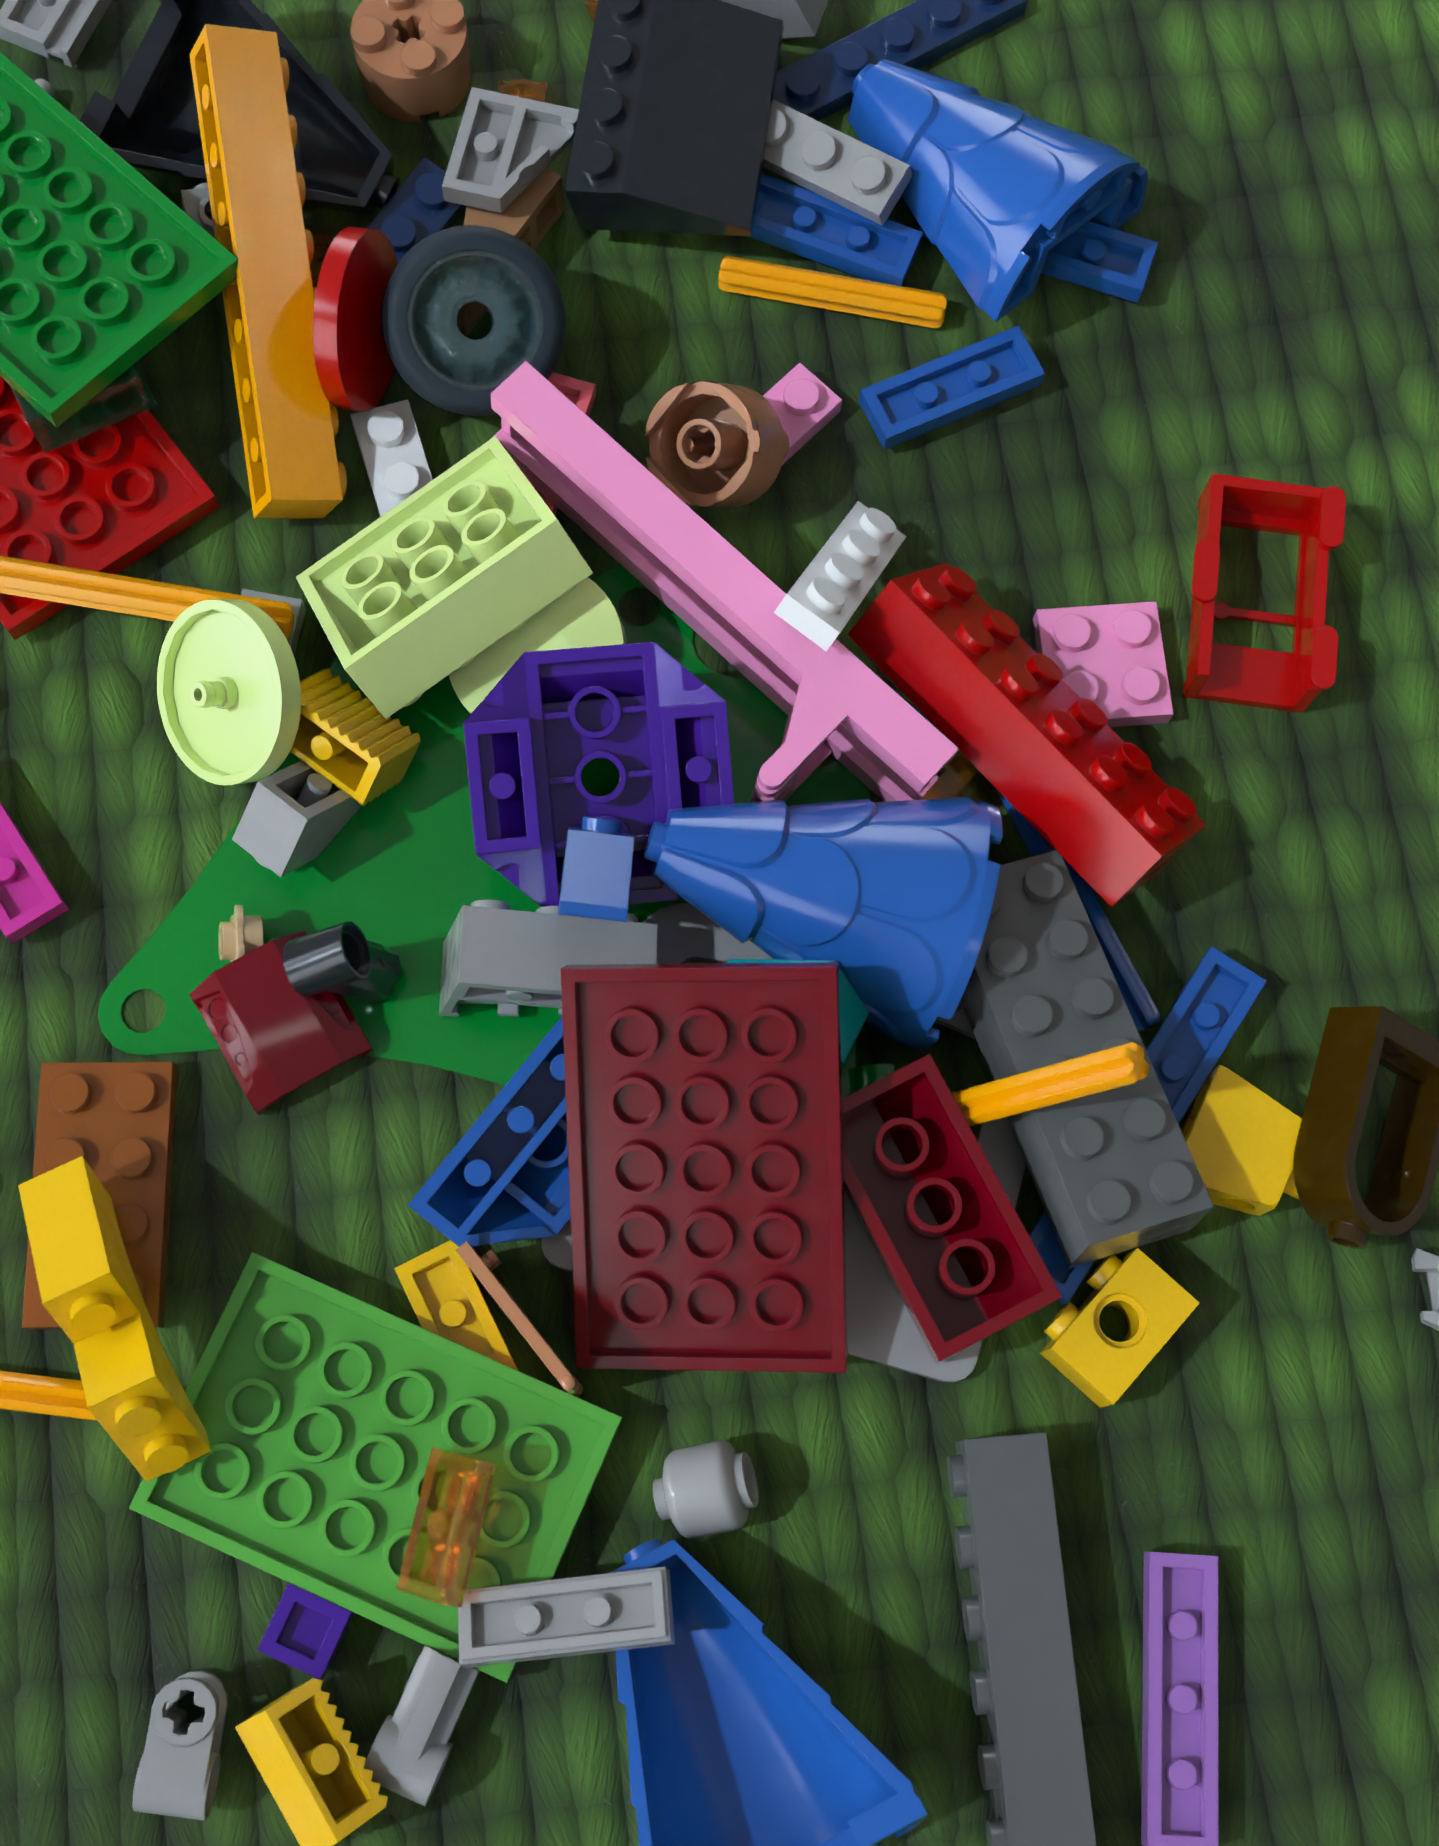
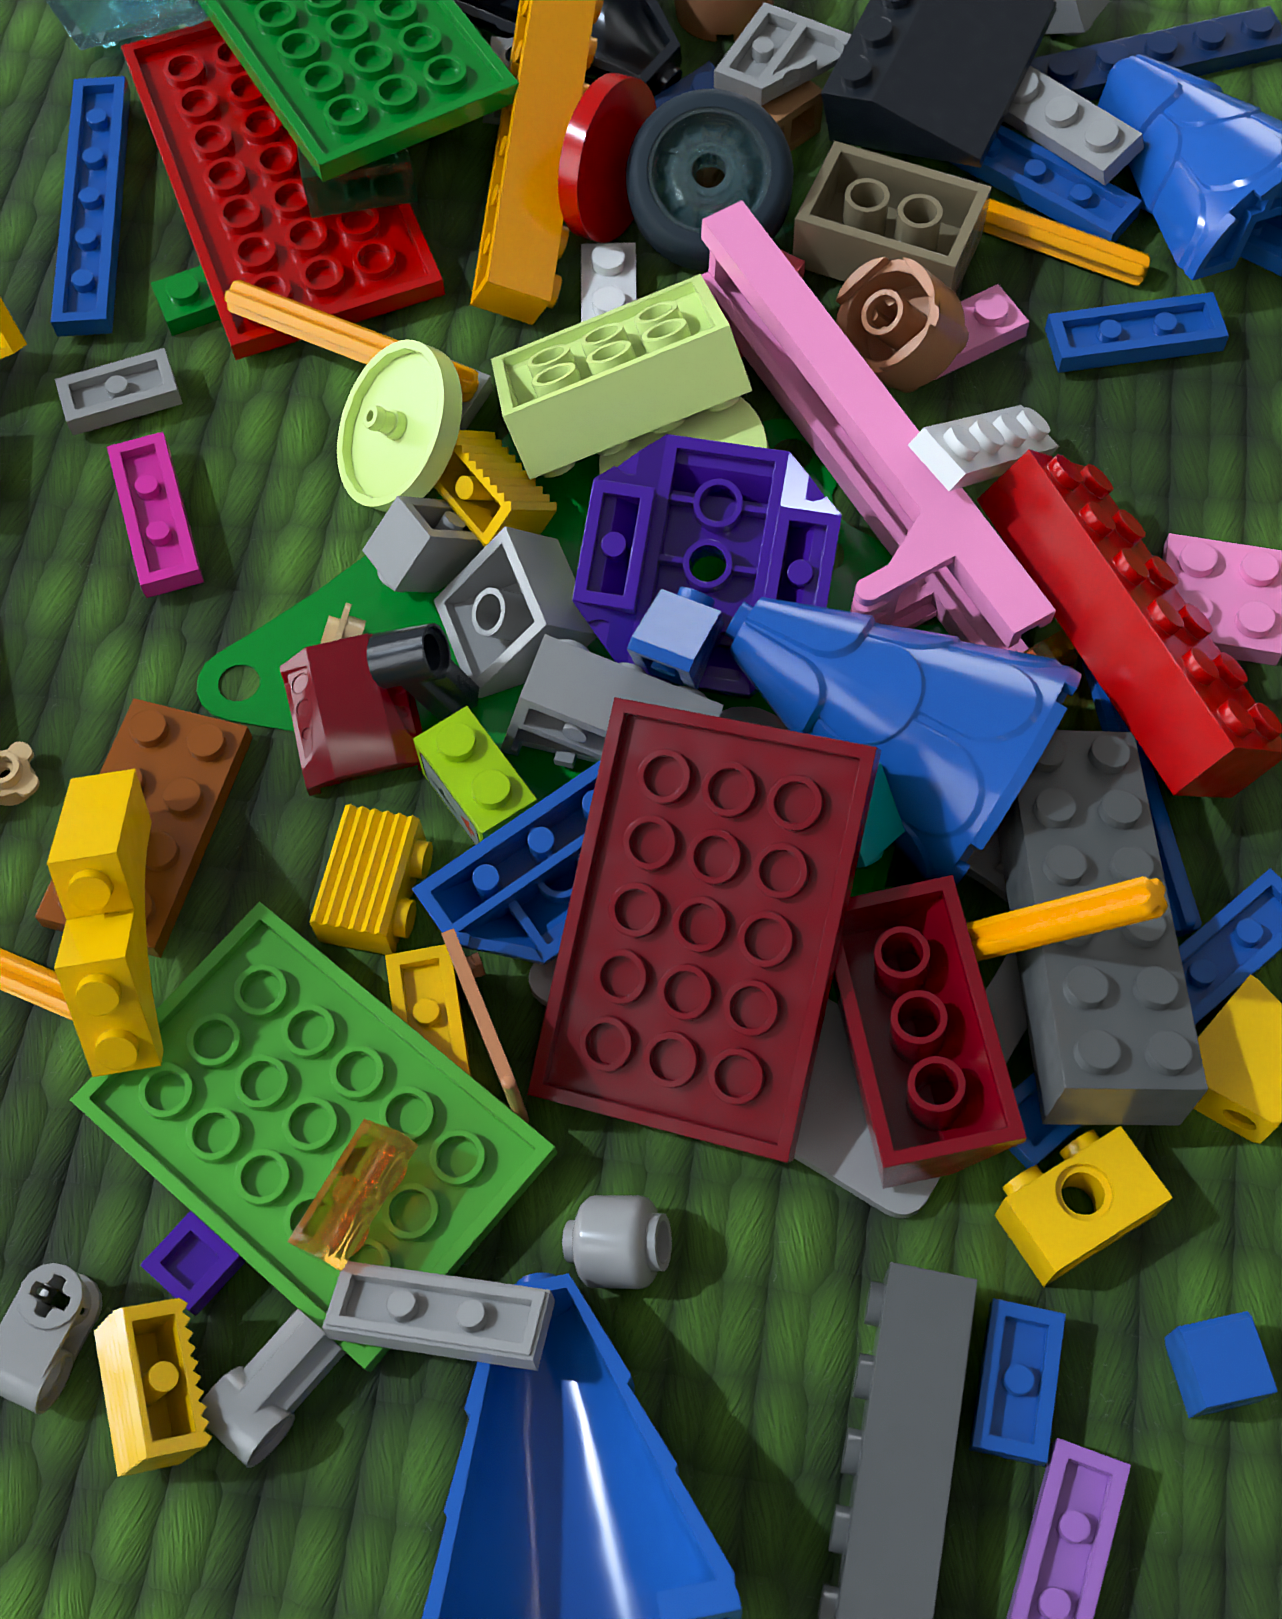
camera: 25 degrees right, 10 degrees down
(356, 1194) = (371, 880): none -> yellow brick
(409, 866) = (506, 605): none -> light grey slope
(431, 1065) = (472, 775): none -> lime brick
(671, 320) = (891, 209): none -> dark tan brick
(1101, 1509) = (1017, 1382): none -> blue plate
(1273, 1440) = (1219, 1364): none -> blue piece

